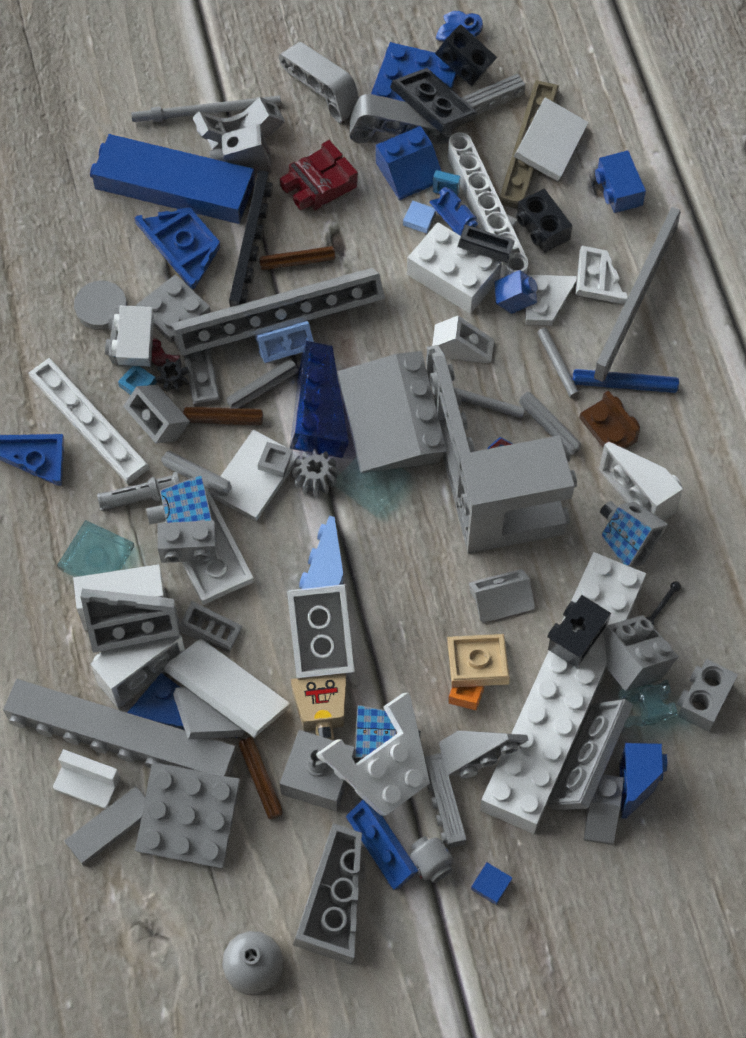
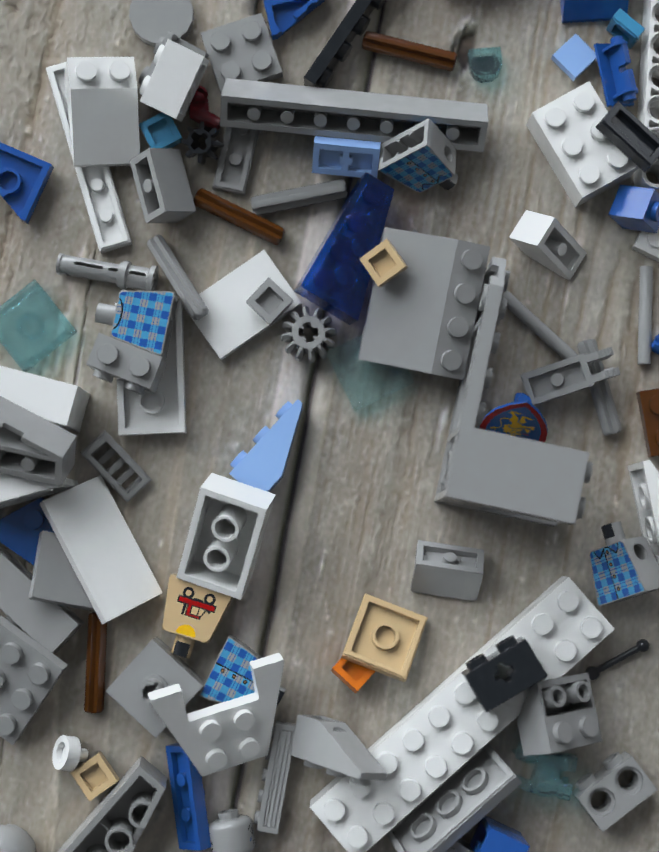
camera: 25 degrees right, 20 degrees up
(86, 380) = (102, 110): none -> white slope
(270, 853) = (68, 753): none -> white tile
(299, 862) = (95, 776): none -> tan plate
(341, 318) = (420, 158): none -> light grey torso
(349, 392) = (383, 263): none -> tan plate
(356, 245) = (484, 63): none -> clear light blue tile
(524, 418) = (566, 376): none -> light grey hinge

